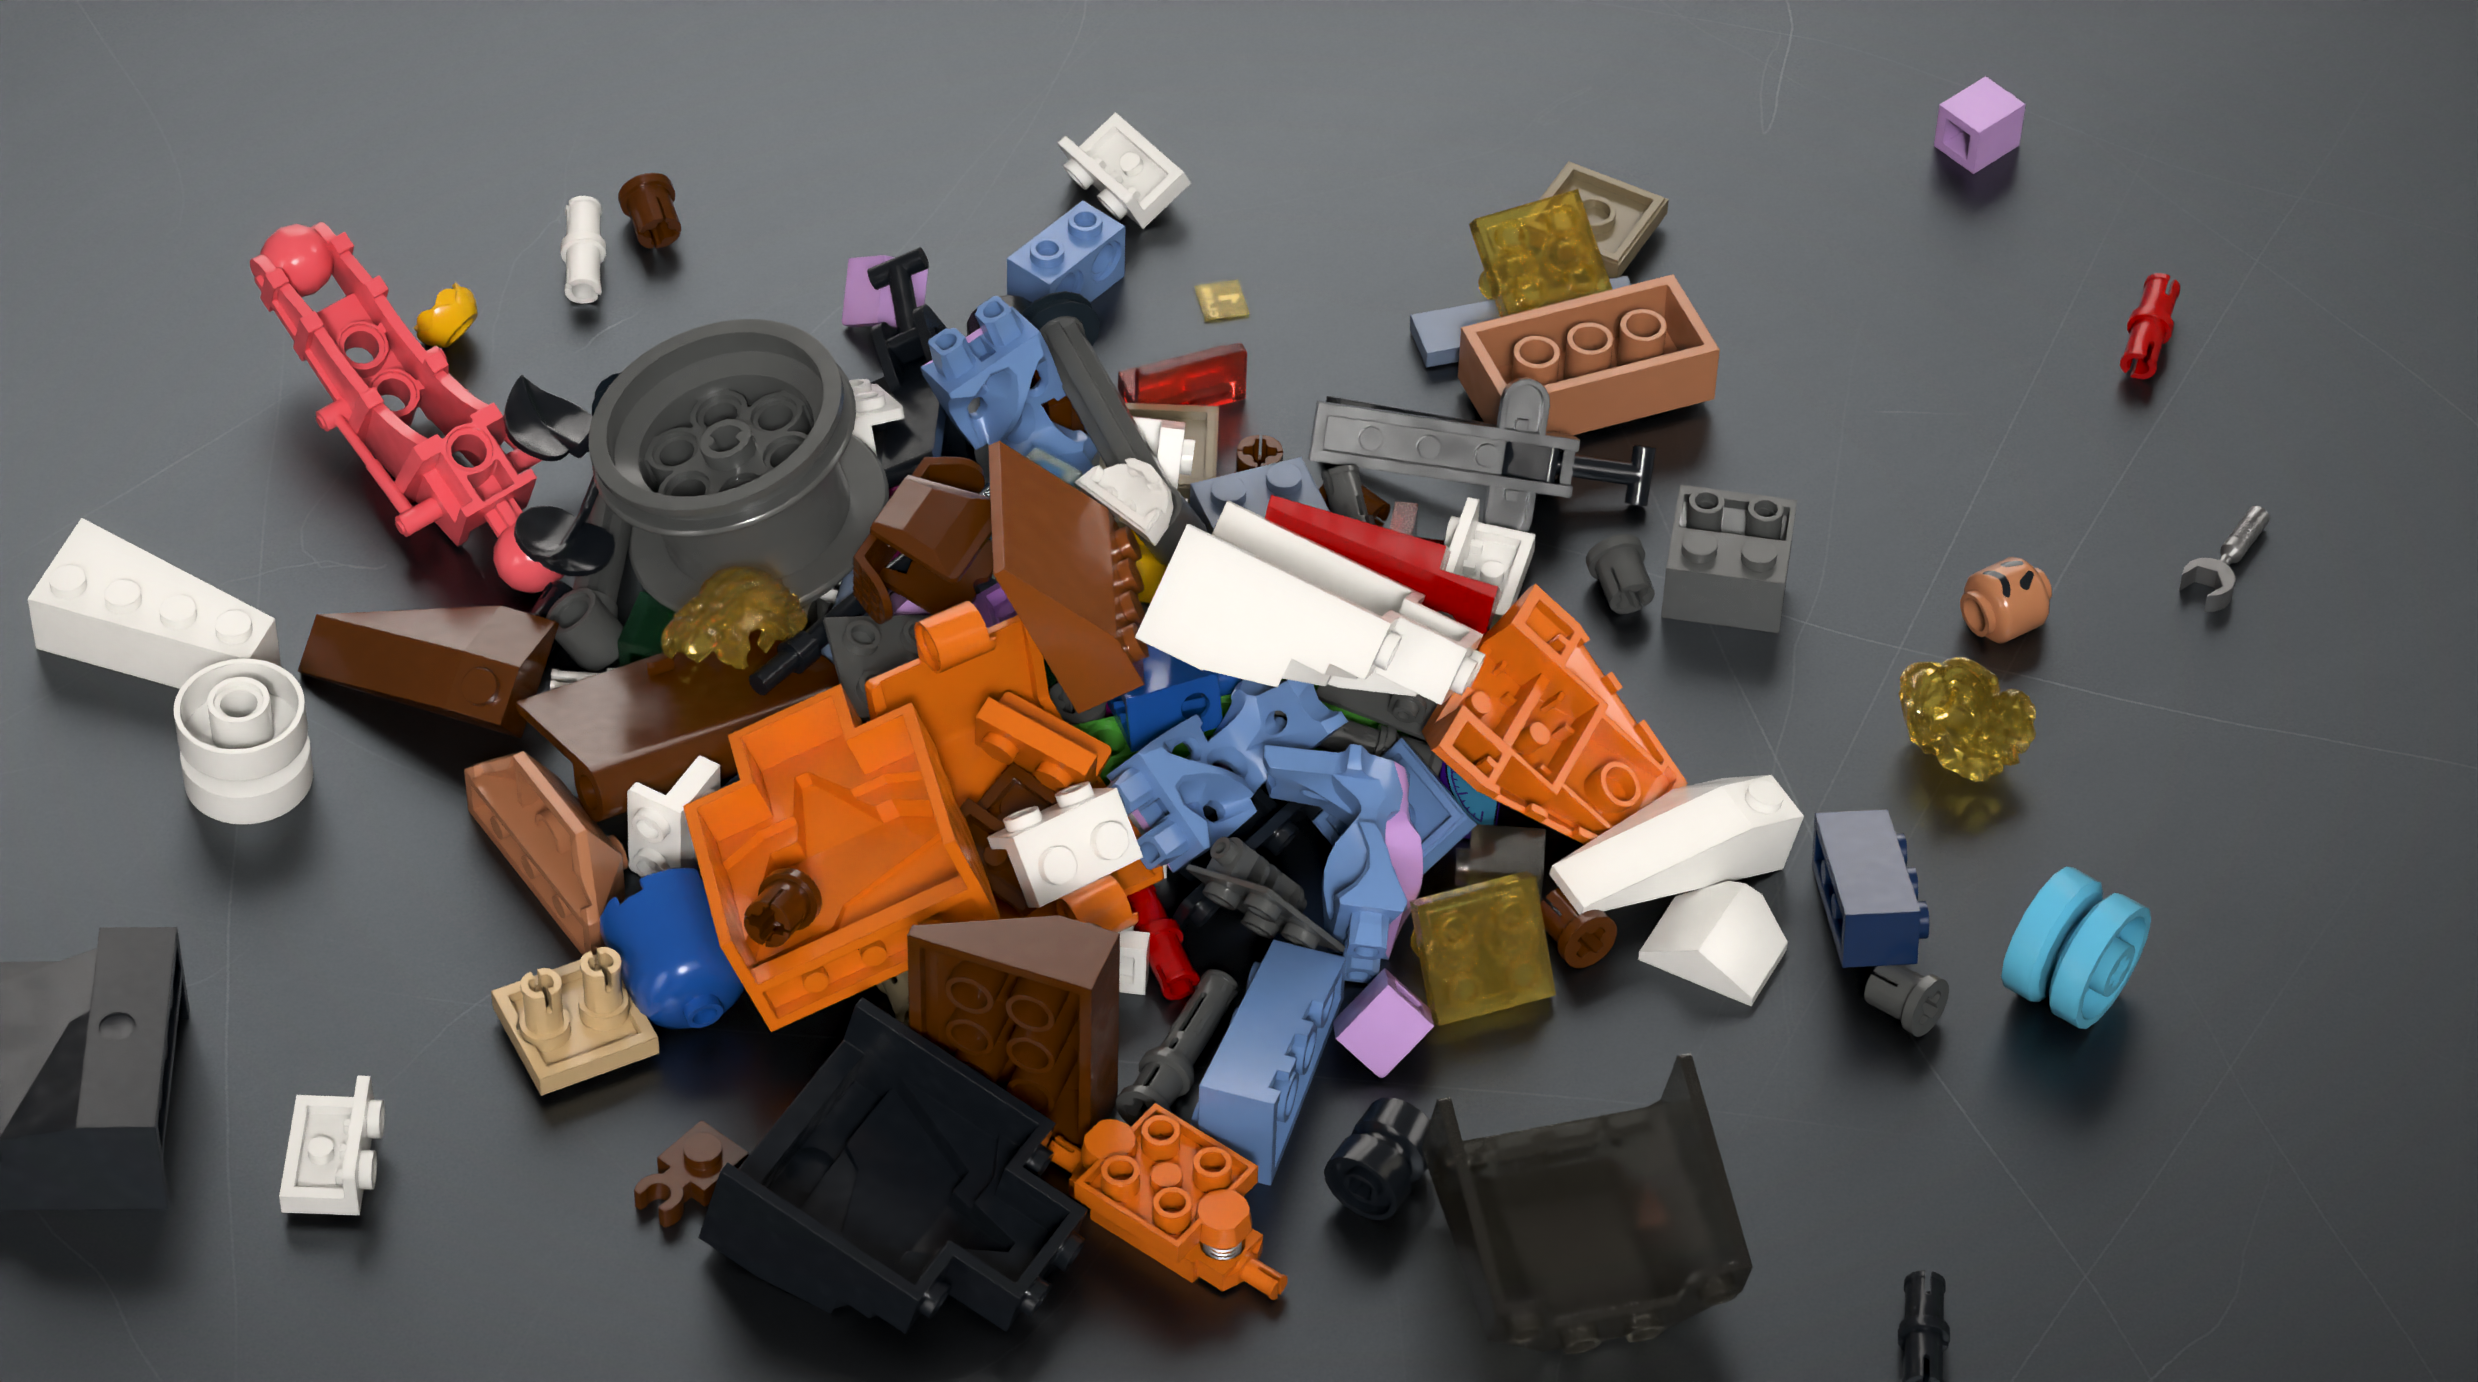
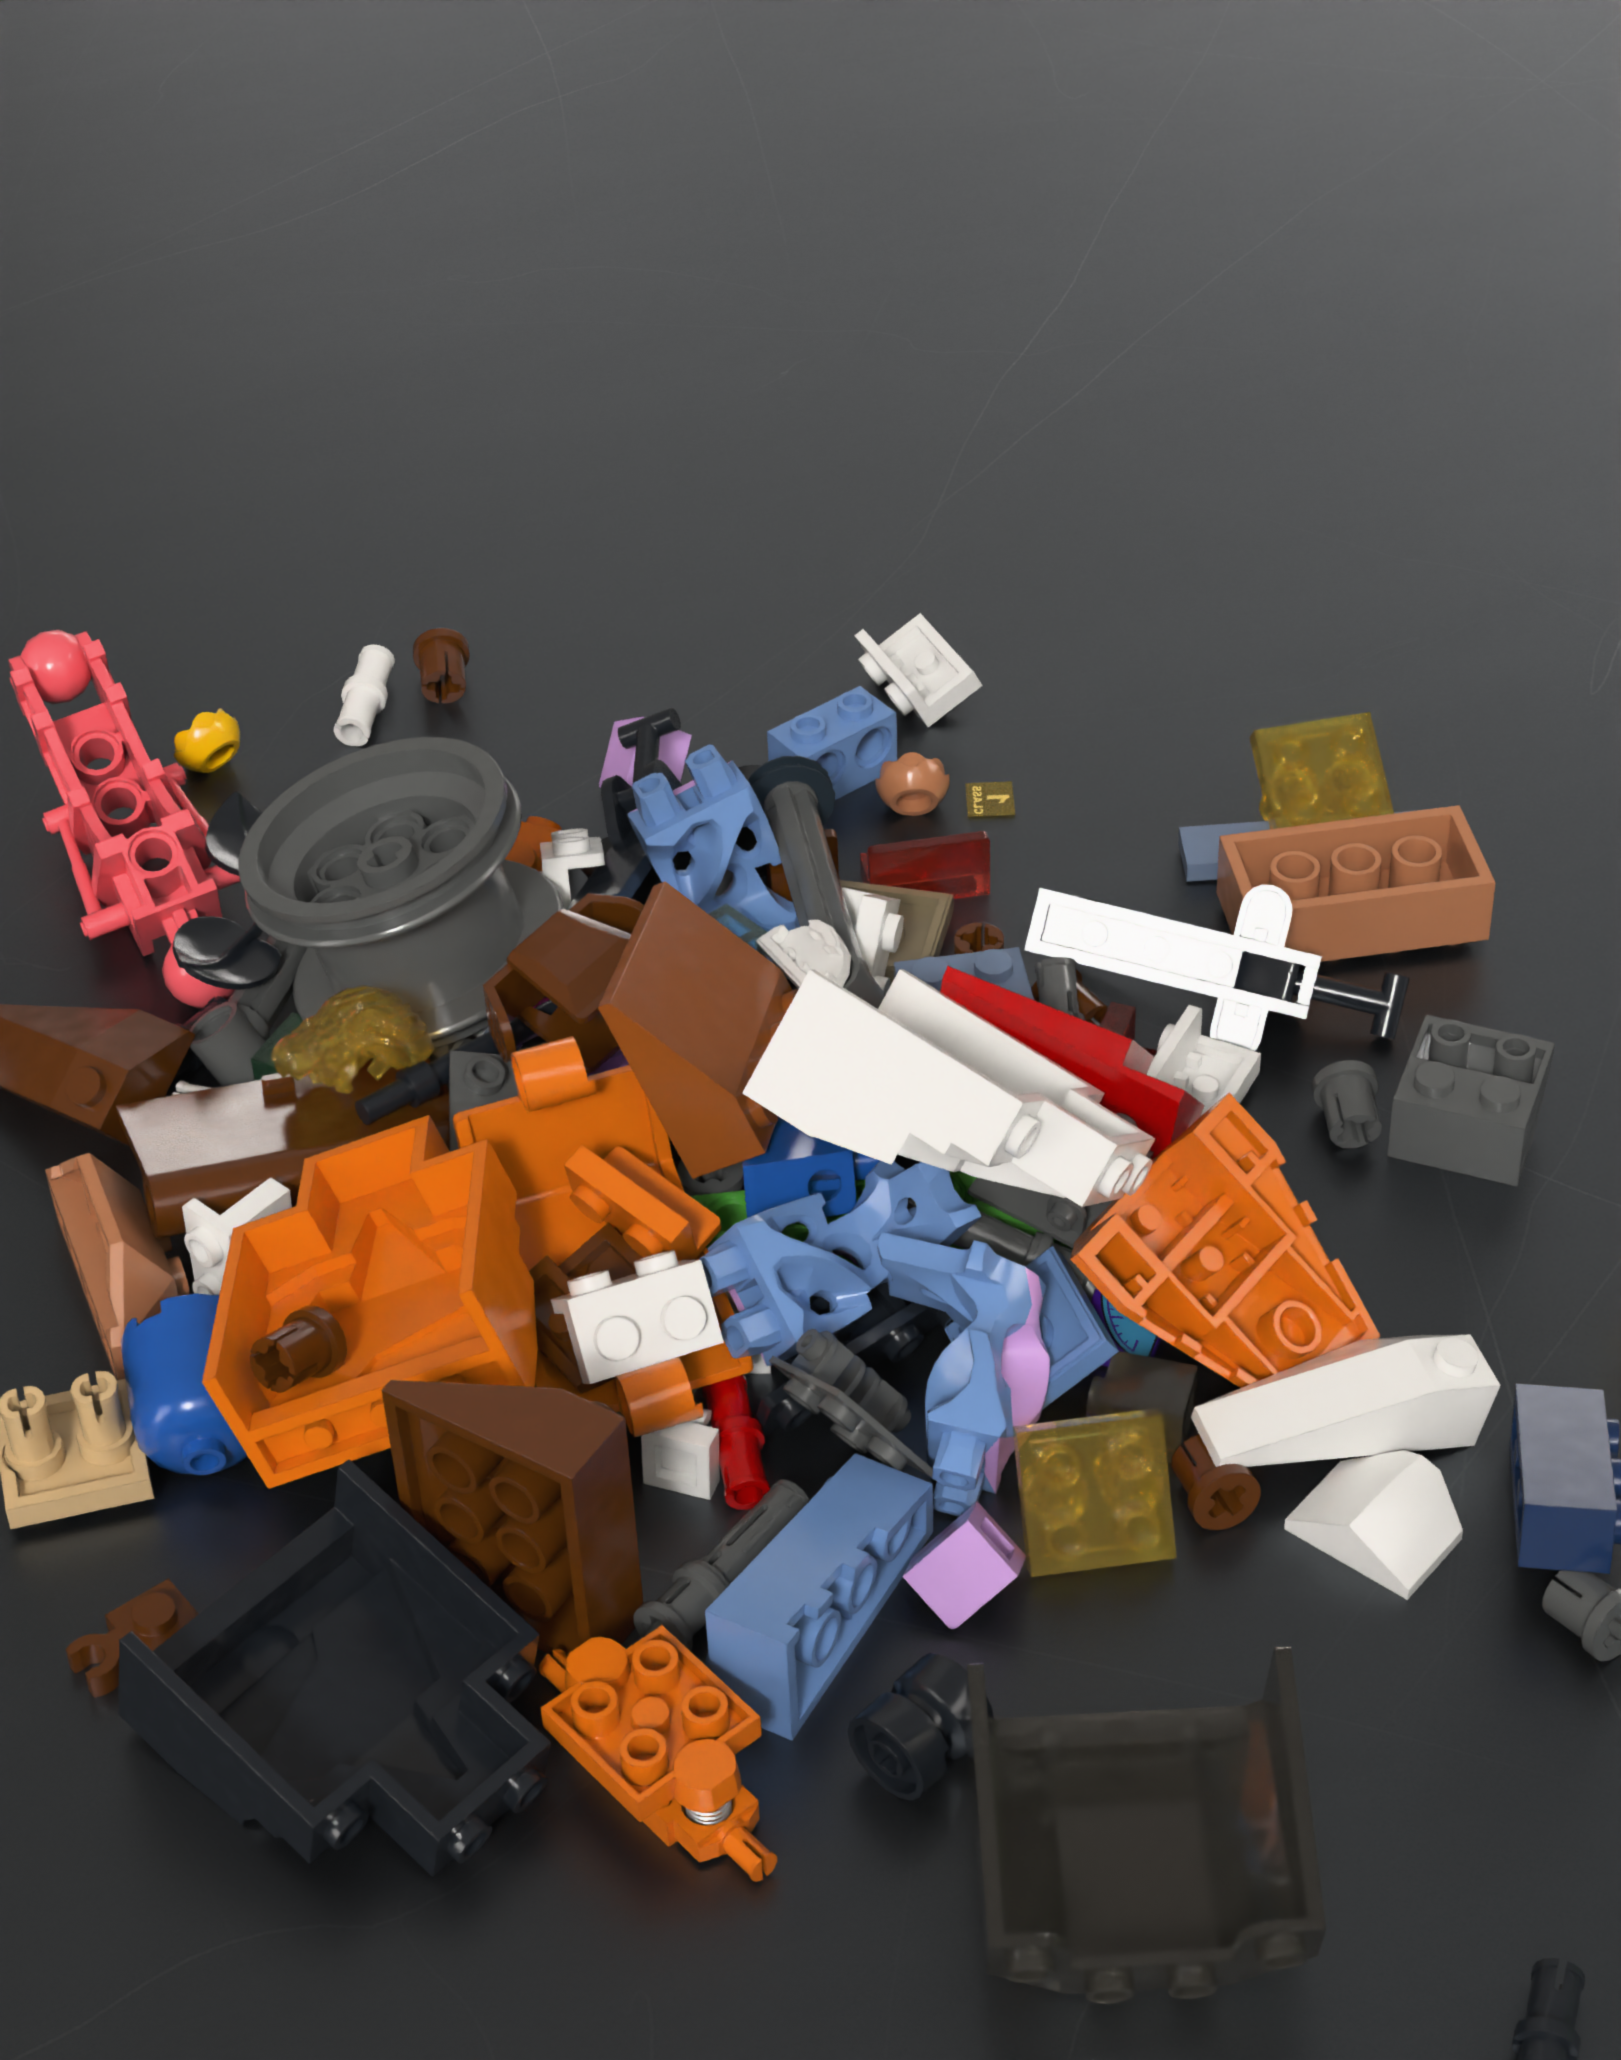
camera: 15 degrees right, 5 degrees down
(1150, 295) = (912, 784): none -> nougat plate
(1617, 212) = (1415, 753): dark tan plate -> none

